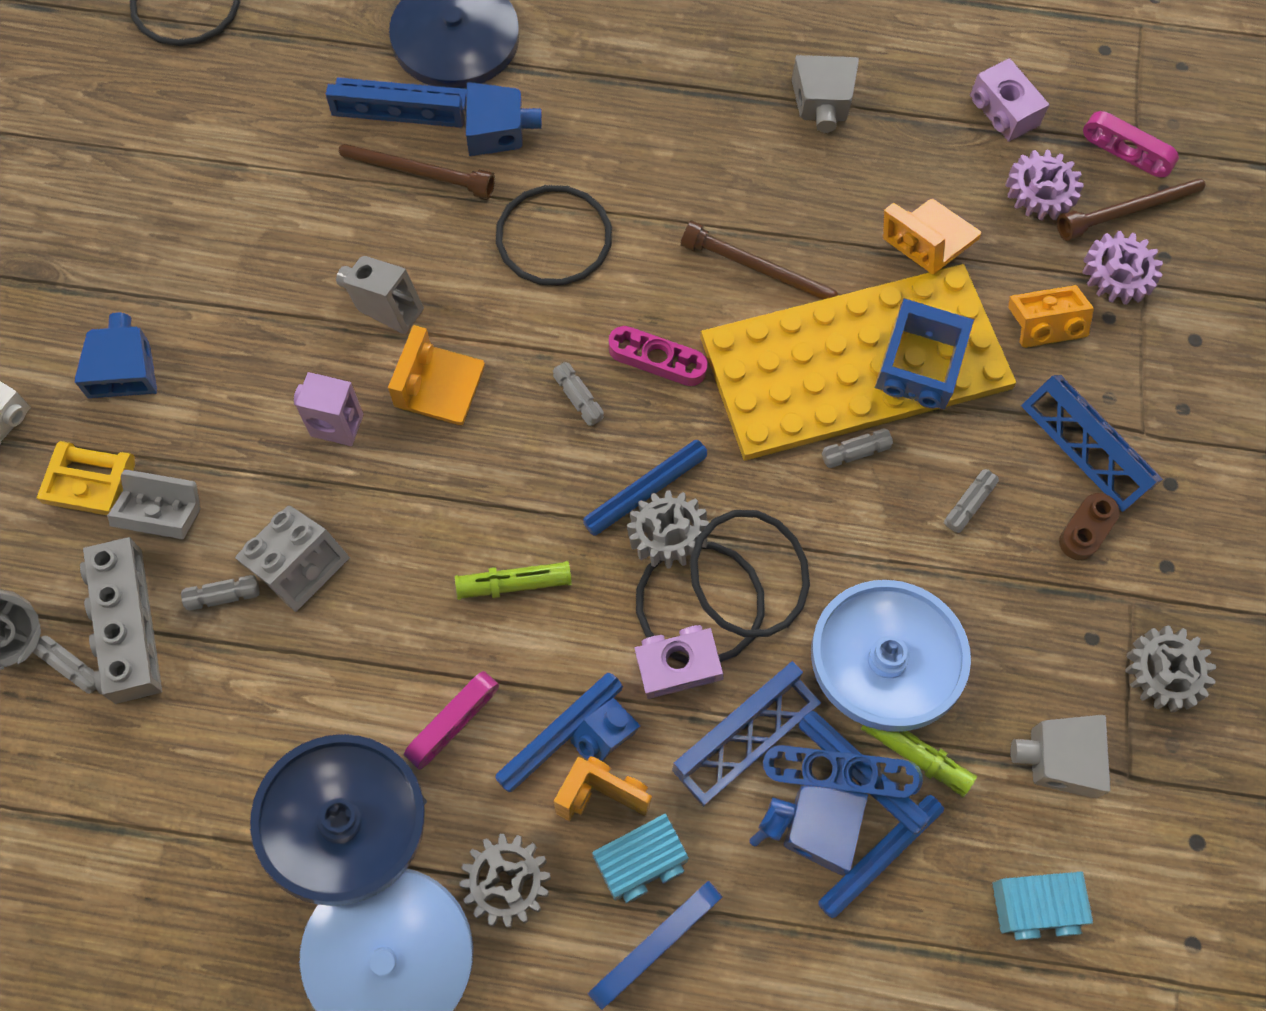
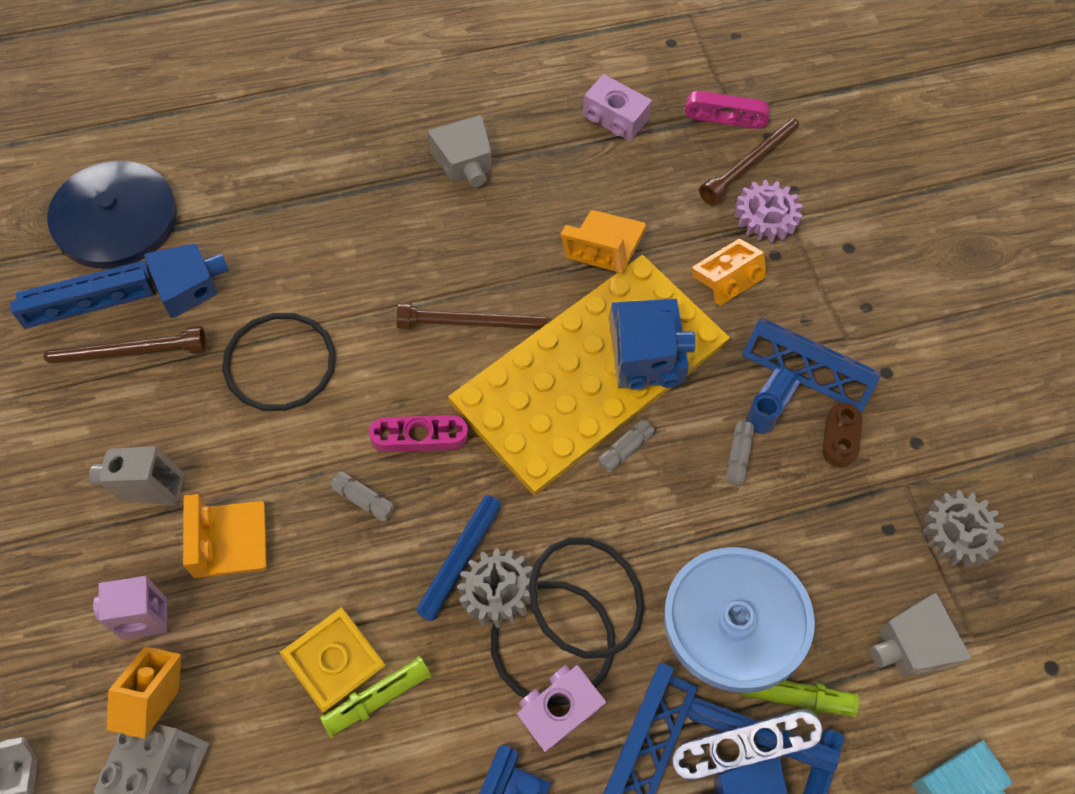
camera: 25 degrees left, 5 degrees down
(310, 486) = (143, 692): none -> light orange brick
(488, 531) = (332, 660): none -> yellow plate
(921, 350) = (648, 341): none -> blue torso
(1030, 462) = (772, 400): none -> blue piece
(1044, 184) = (676, 166): lavender gear -> none

